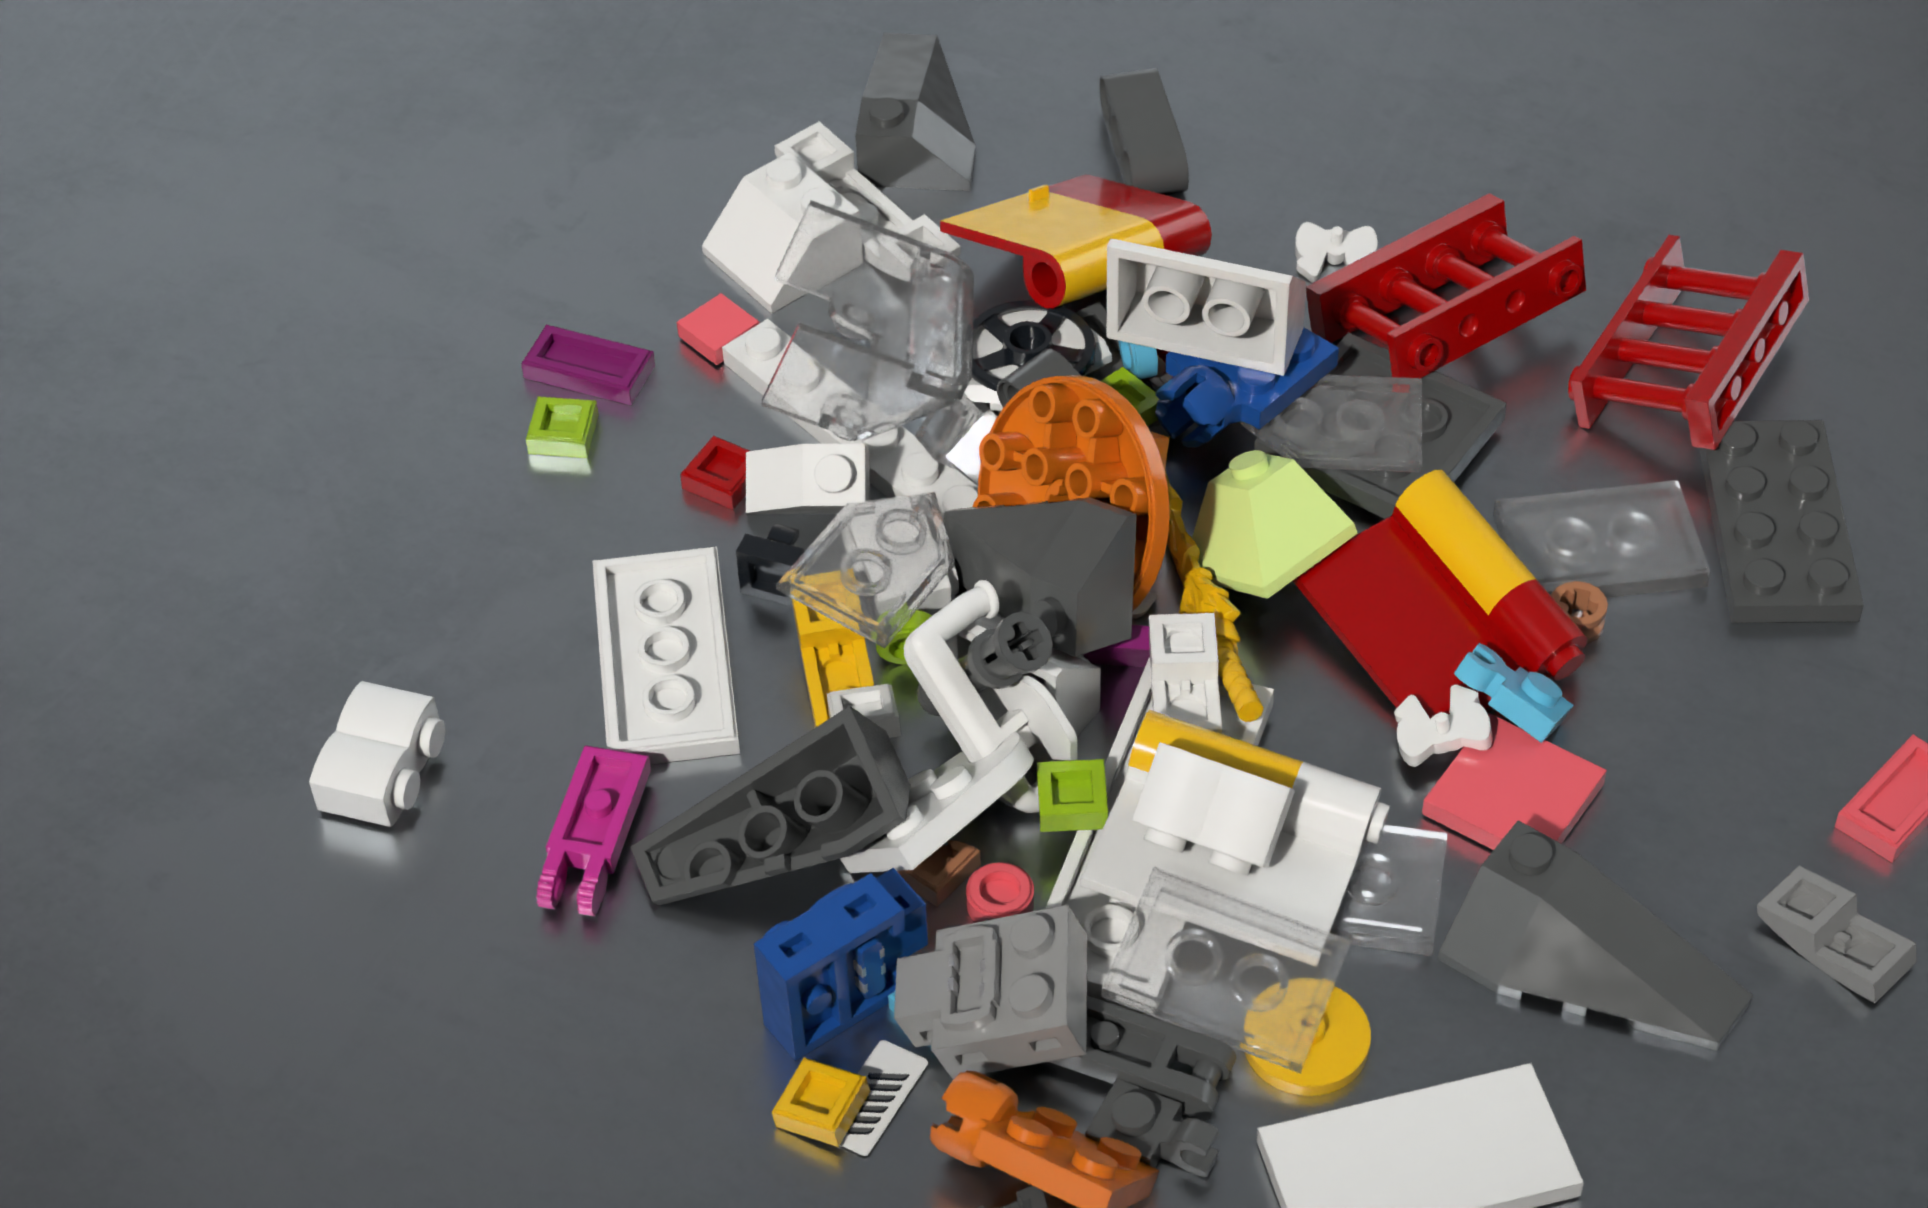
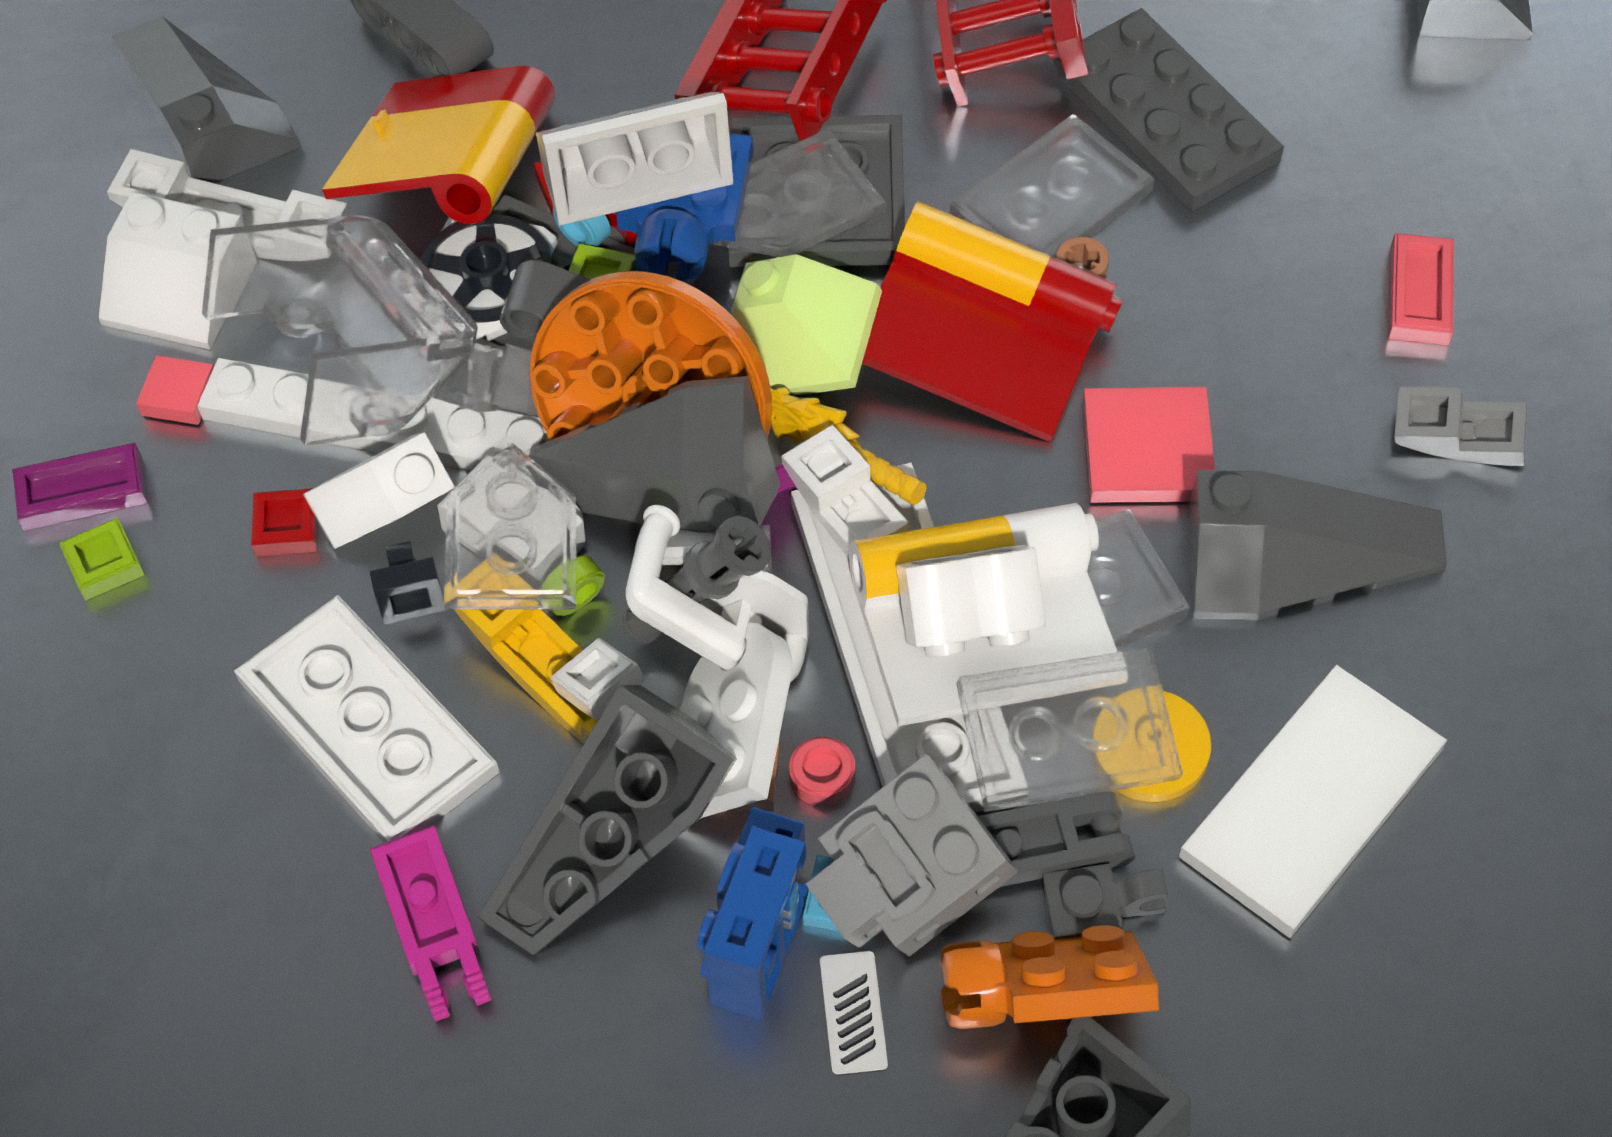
camera: 35 degrees left, 10 degrees up
(377, 754) = (179, 970): white brick -> none
(821, 1102) = (819, 1045): yellow tile -> none
(1072, 795) = (829, 650): lime tile -> none
(1334, 245) = (640, 52): white piece -> none
(1464, 726) = (1052, 437): white piece -> none
(1519, 695) = (1106, 362): medium azure plate -> none

